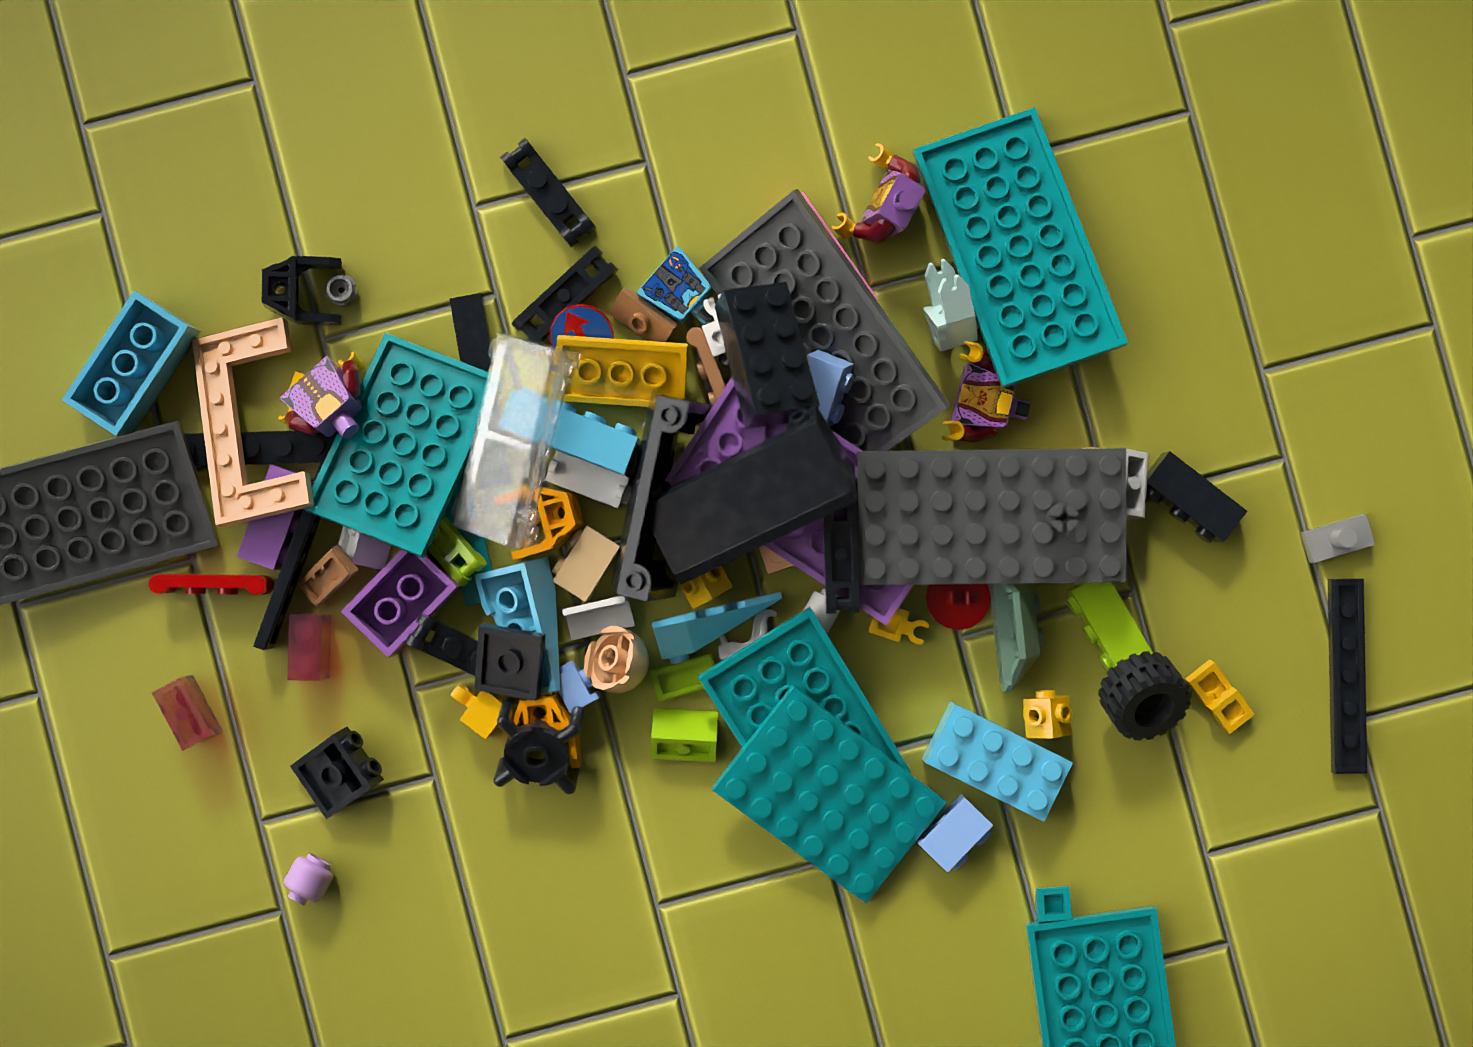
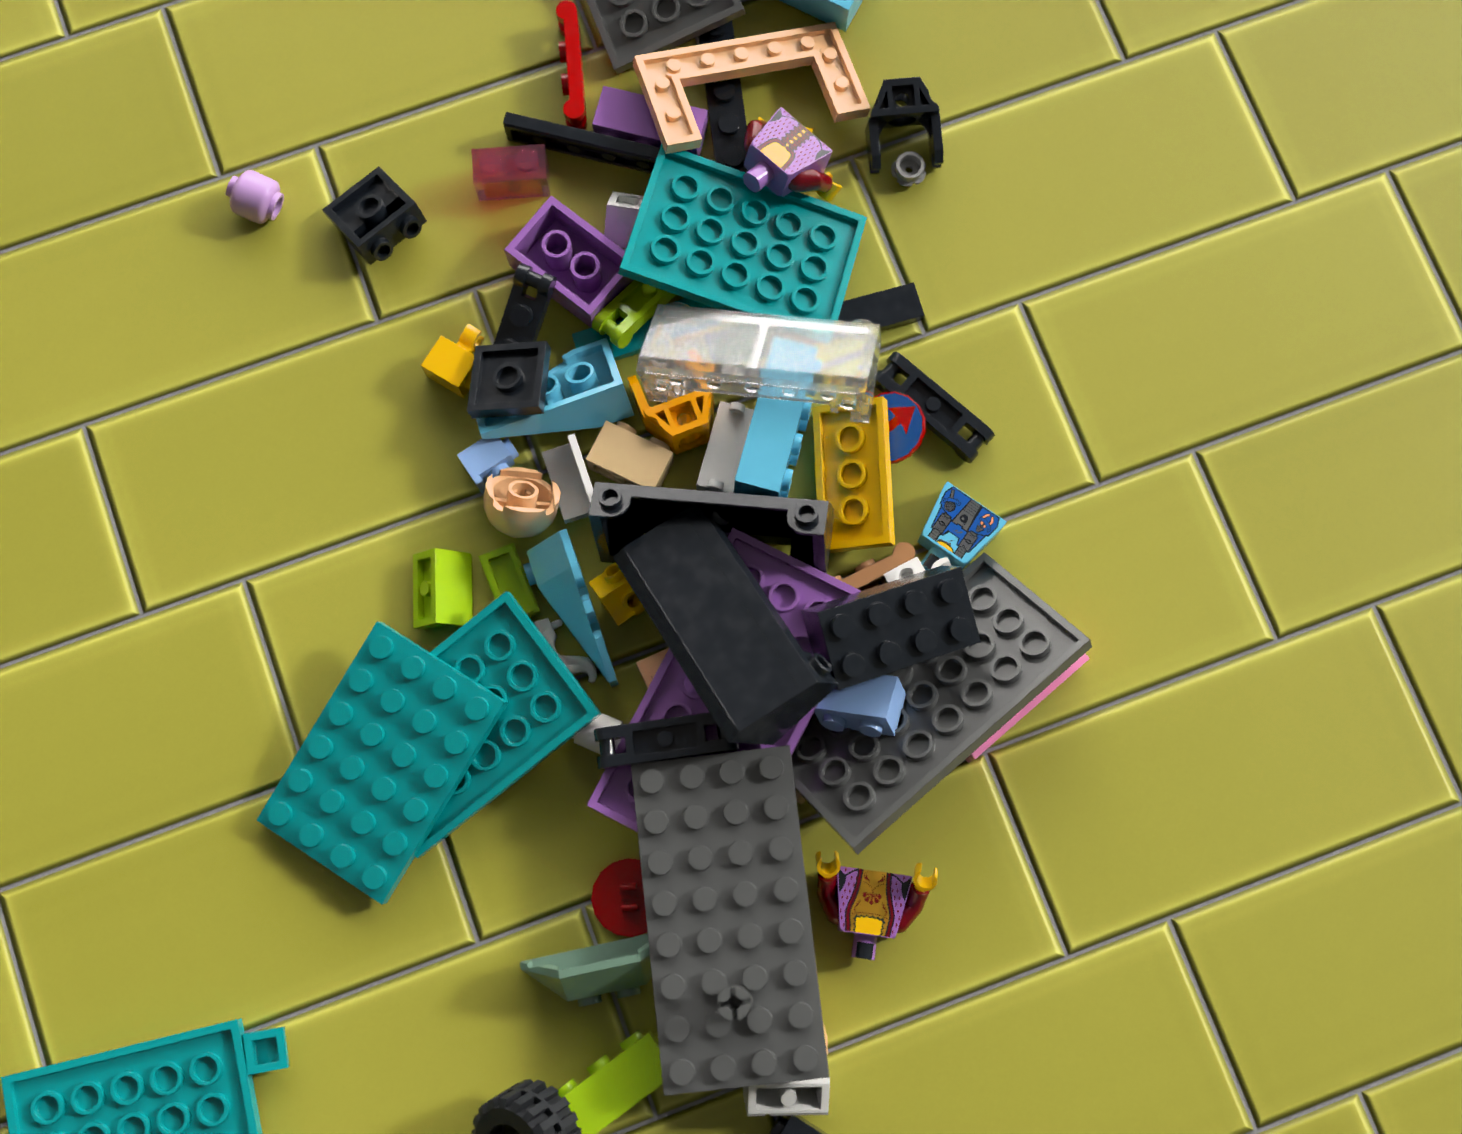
camera: 80 degrees right, 10 degrees down
(187, 712) = (429, 54): brick -> none
(327, 576) = (590, 183): medium nougat plate -> none
(538, 737) = (422, 427): black plate -> none
(548, 192) = (1047, 377): black plate -> none
(556, 717) = (452, 429): light orange piece -> none
(642, 317) = (919, 493): medium nougat plate -> none
(890, 205) = (1091, 766): torso -> none
(897, 626) = (590, 824): yellow plate -> none
(952, 312) = (966, 851): light aqua piece -> none
(955, 834) = (345, 920): light blue brick -> none
(997, 761) = (434, 963): medium azure brick -> none
(1019, 248) = (1057, 928): teal plate -> none
(1047, 715) = (494, 1019): yellow brick -> none

